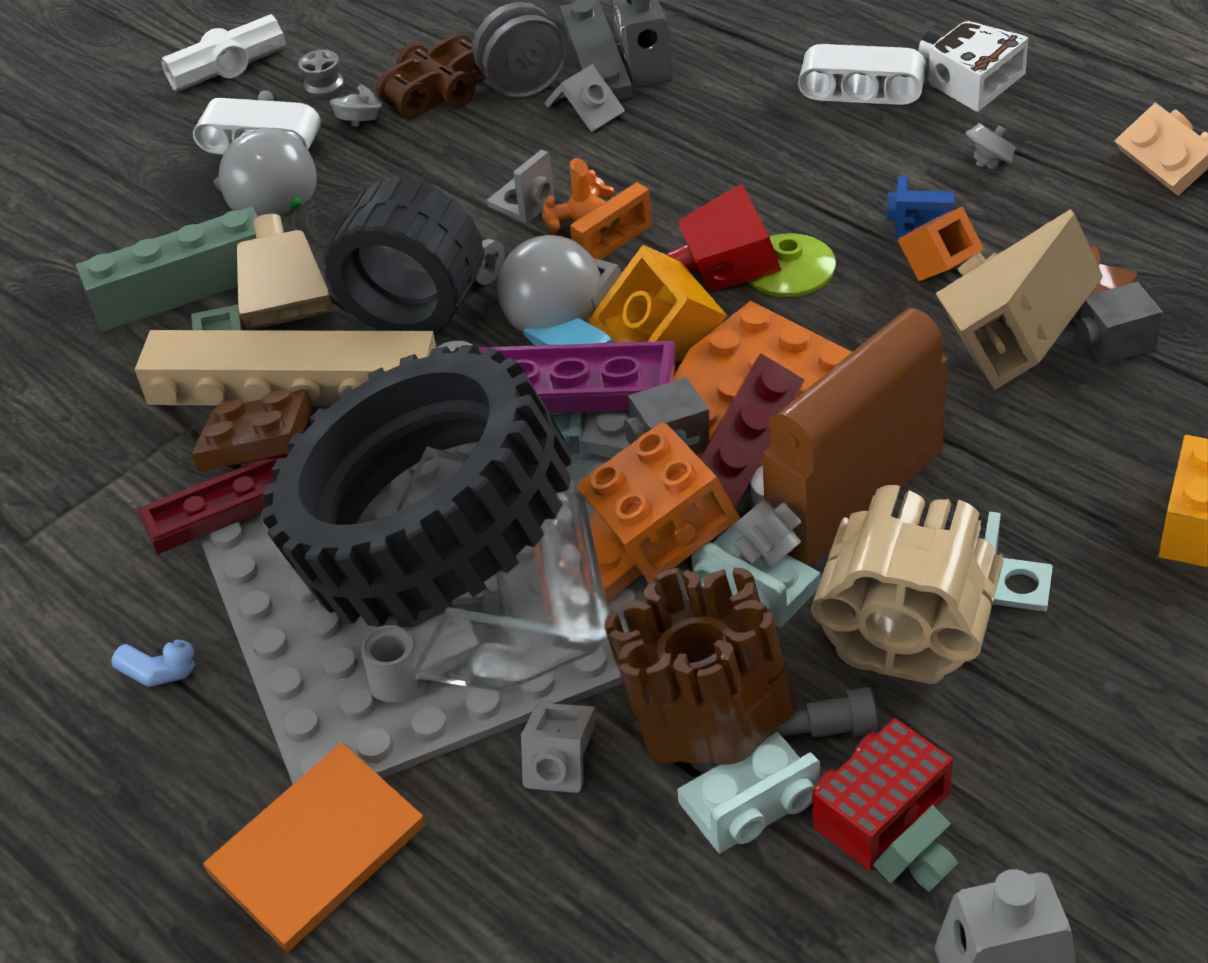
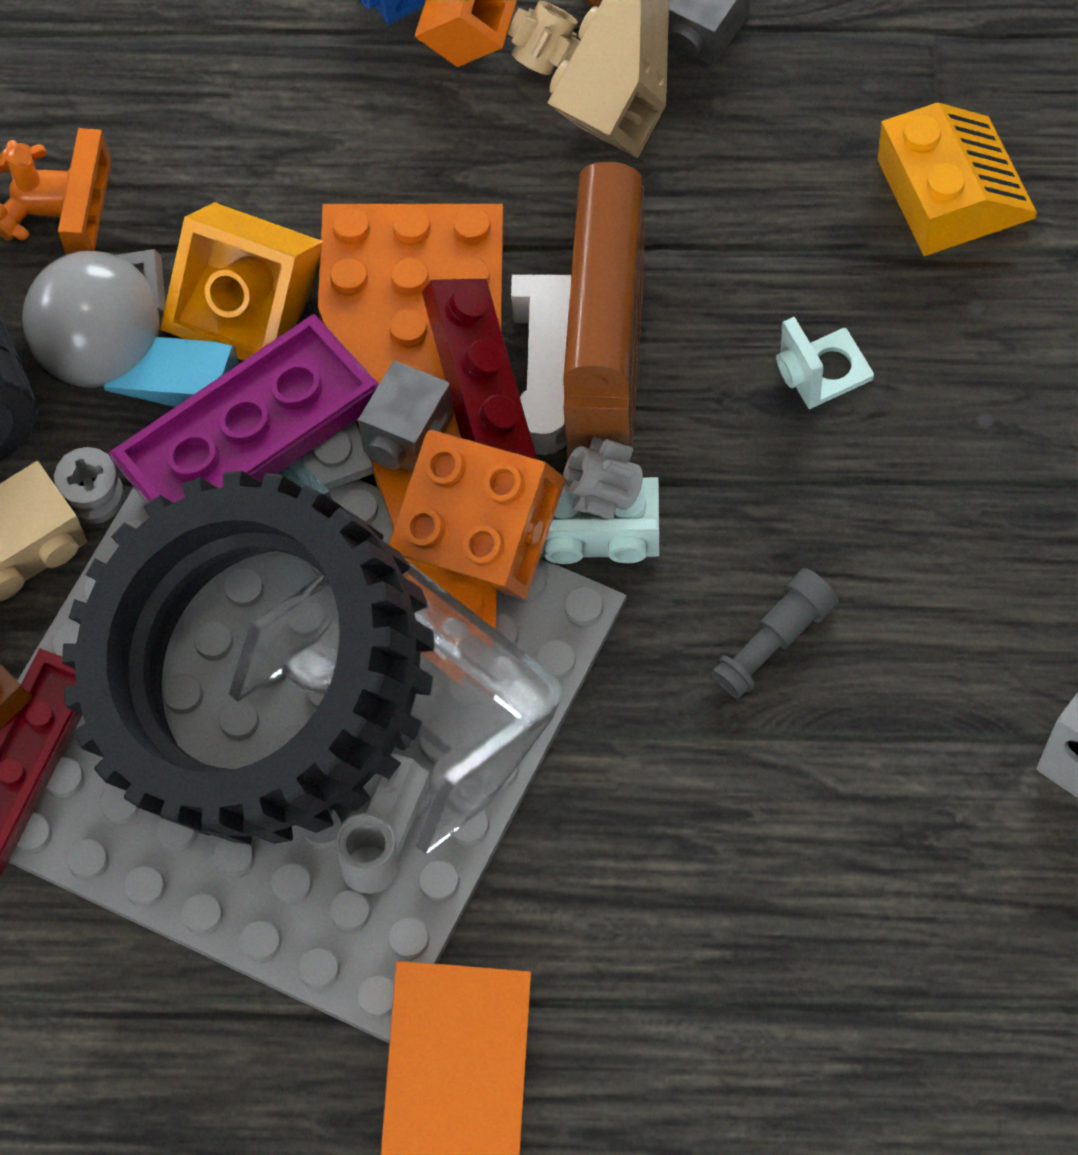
camera: 40 degrees left, 20 degrees up
(152, 671) = (114, 1021): light blue arm -> none
(555, 746) = (579, 816): light grey bracket -> none
(702, 669) = (635, 627): reddish brown piece -> none
(726, 242) = (237, 146): red torso -> none
(743, 798) = (778, 738): light aqua bracket -> none
(804, 265) = (313, 145): lime dish -> none
(880, 791) = (896, 662): red brick -> none
(908, 593) = (780, 459): tan piece -> none
(917, 850) = (965, 694): sand green tile -> none

